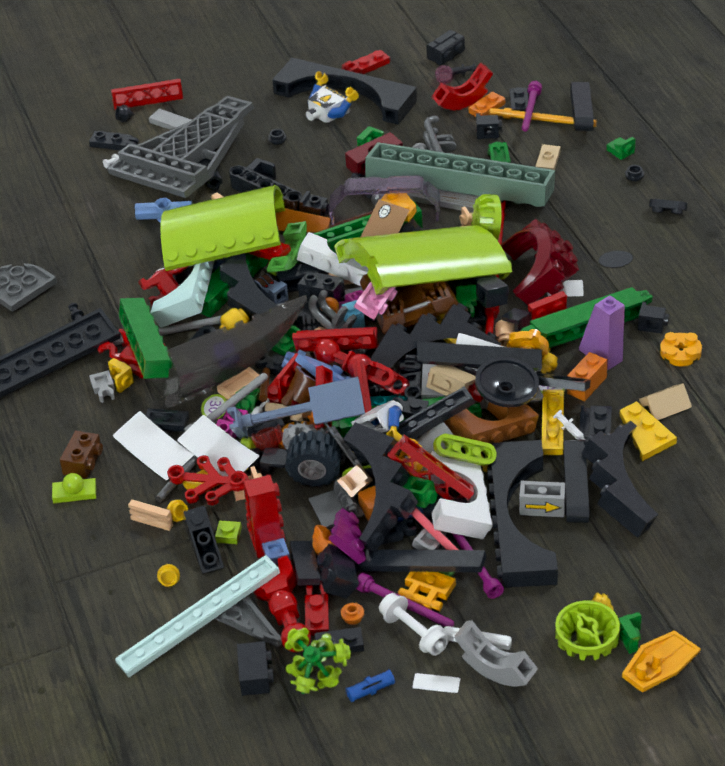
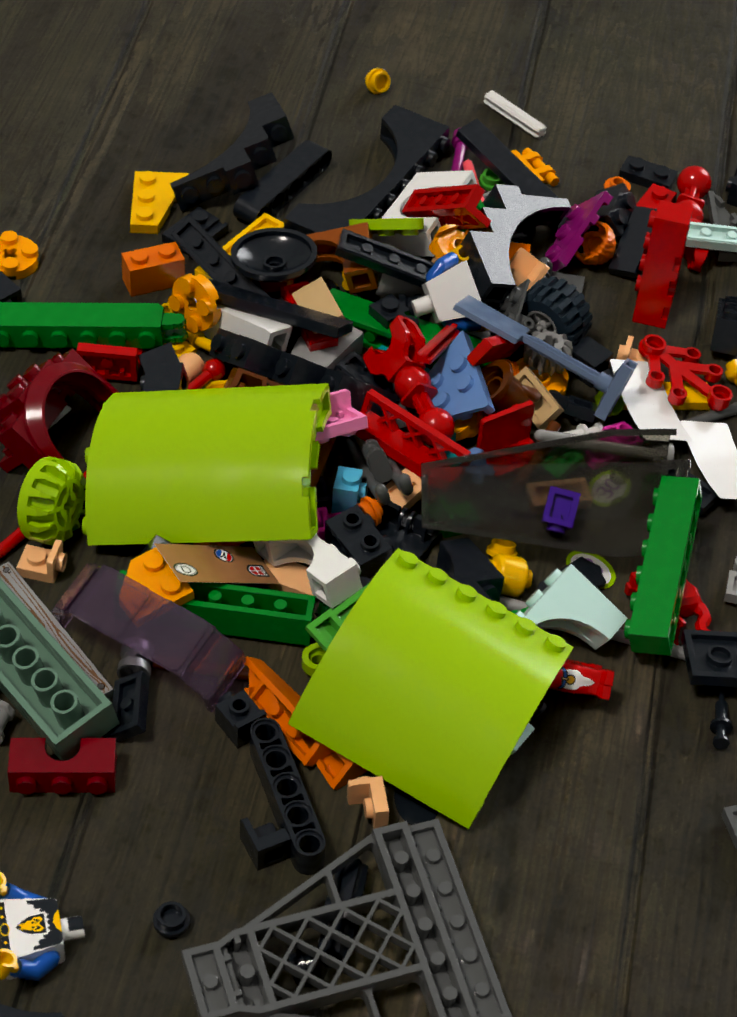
camera: 155 degrees left, 5 degrees up
(121, 374) = (709, 581): yellow bracket -> none
(154, 210) = (491, 860): medium blue piece -> none
(228, 532) = (691, 327): lime plate -> none
(267, 437) = (575, 384): clear red hair -> none
(313, 655) = (684, 145): lime plant -> none
(356, 692) = (647, 125): blue pin -> none
(368, 135) = (41, 806): green bracket -> none
(368, 585) = (578, 196): magenta piece -> none
(413, 388) = (368, 339): black hinge -> none
(432, 640) = (576, 158): white piece -> none
(436, 683) = (581, 108): white sticker -> none
(491, 662) = (515, 77): light grey arch -> none
(542, 498) = (340, 171): light grey brick -> none
(569, 426) = (236, 223): white piece -> none
(590, 622) = (414, 54): lime gear -> none
(605, 331) = (96, 255): medium lavender slope -> none
(629, 631) = (373, 50): green bracket -> none
(659, 660) = (369, 24): light orange piece -> none
(667, 401) = (98, 212): tan panel -> none

